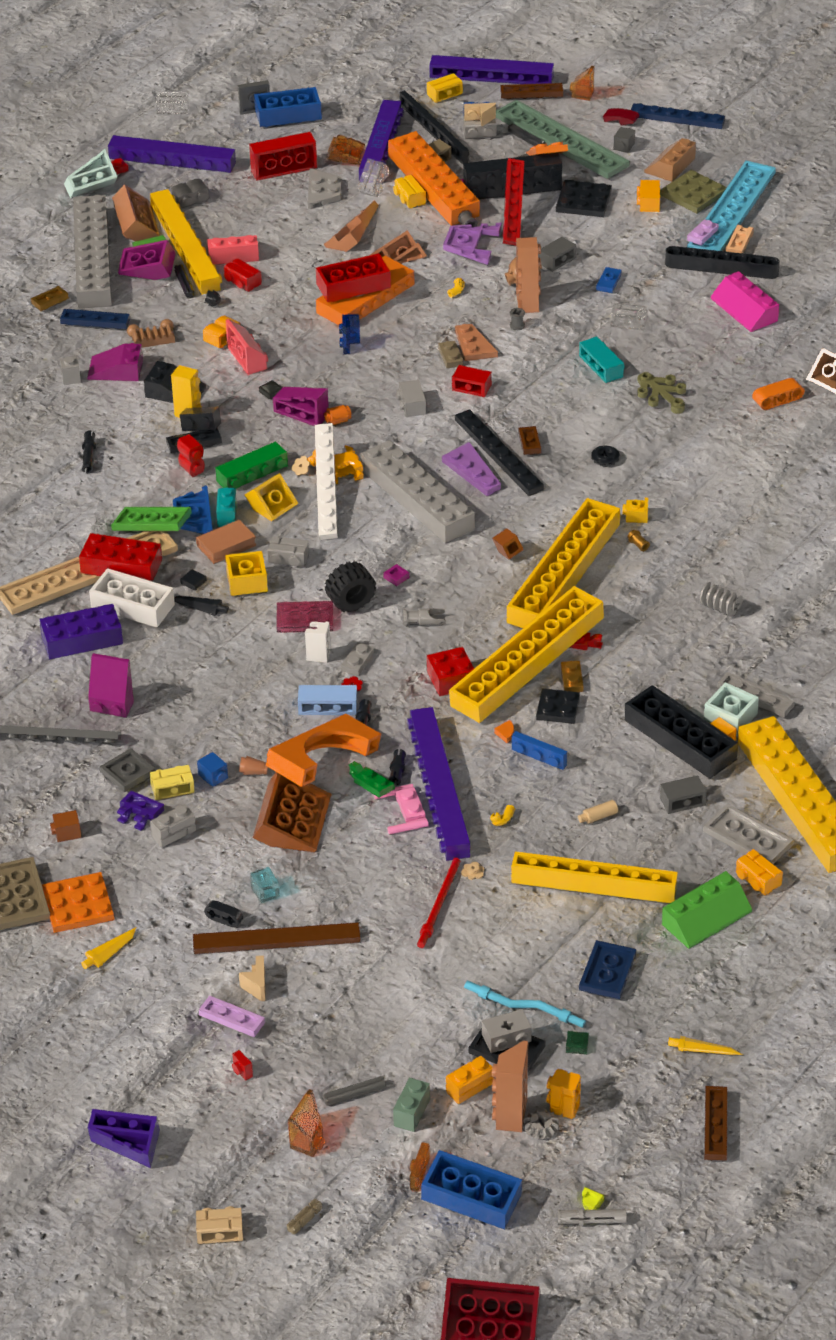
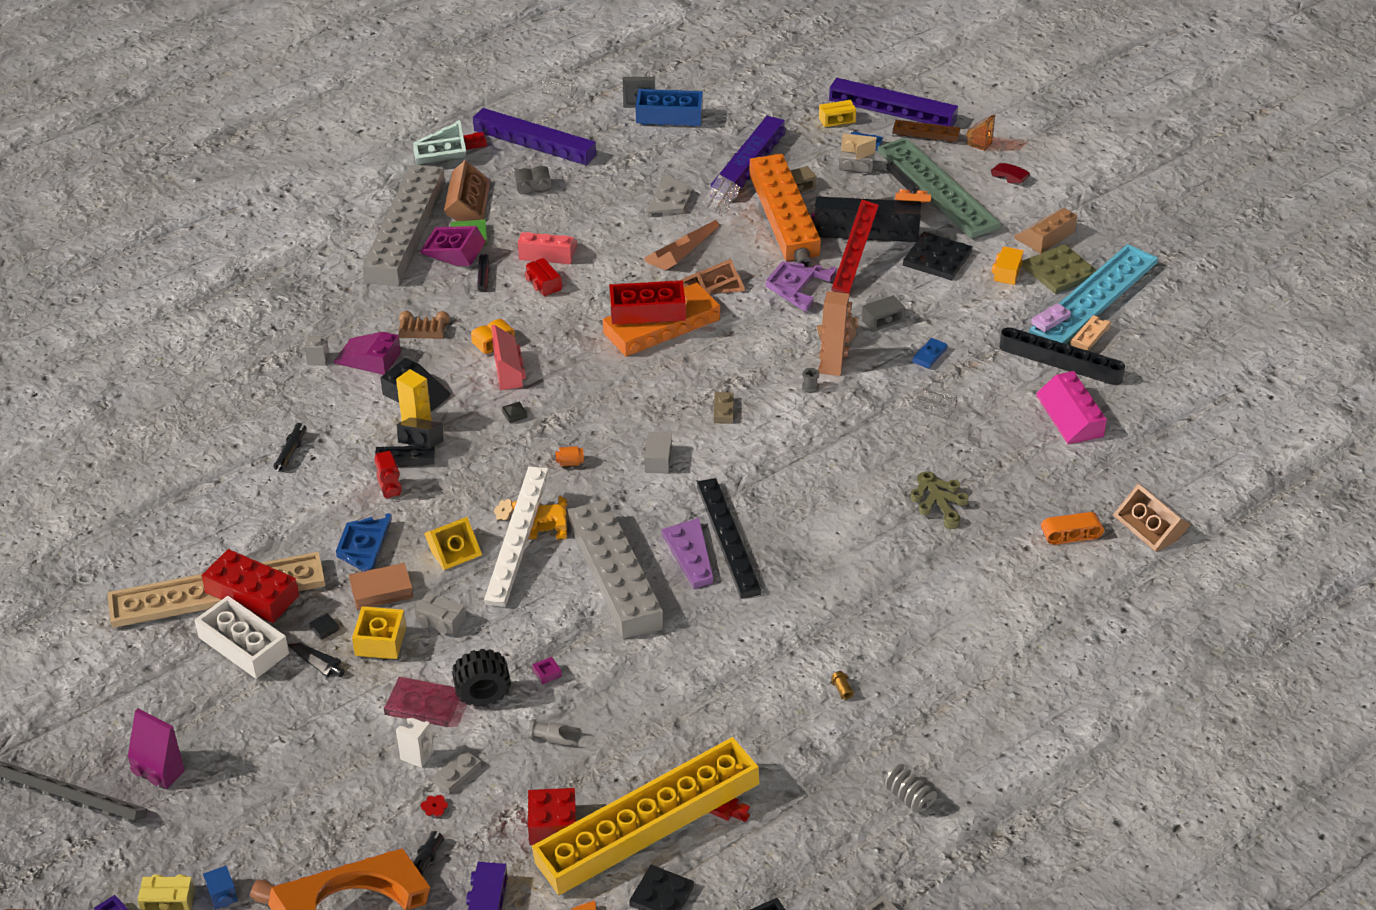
camera: 15 degrees right, 0 degrees up
(49, 298) = (339, 267): pearl gold plate -> none
(81, 631) = (168, 666): dark purple brick -> none
(95, 318) = (372, 297): dark blue plate -> none
(127, 770) = (127, 863): dark grey plate -> none
(151, 519) = (312, 542): bright green plate -> none
(185, 241) = (504, 231): yellow brick -> none
(212, 298) = (501, 296): black plate -> none
(226, 506) = (398, 544): teal brick -> none
(252, 466) = (450, 500): green brick -> none
(283, 156) = (640, 157): red brick -> none
(302, 404) = (536, 436): magenta wedge -> none
(327, 699) = (394, 821): light blue brick -> none
(345, 150) = (708, 161): clear orange slope -> none
(351, 331) = (621, 362): clear blue bracket -> none
(409, 191) = (755, 217): yellow brick -> none
(436, 129) = (809, 152): black plate -> none
(458, 288) = (763, 333): yellow arm -> none
(471, 381) = (731, 444): red brick -> none
(473, 343) = (753, 400): nougat wing -> none
(507, 543) = (686, 658): dark orange brick -> none
(529, 440) = (766, 529): reddish brown plate -> none
(564, 561) = (741, 697): yellow brick -> none
(572, 676) = (694, 855): pearl gold plate -> none
(601, 359) = (885, 446): teal brick -> none
(611, 453) = (853, 562): black gear -> none
(624, 139) = (1003, 199): dark grey brick -> none
(636, 511) = (854, 645): yellow brick -> none
(679, 116) = (1073, 183): dark blue plate -> none

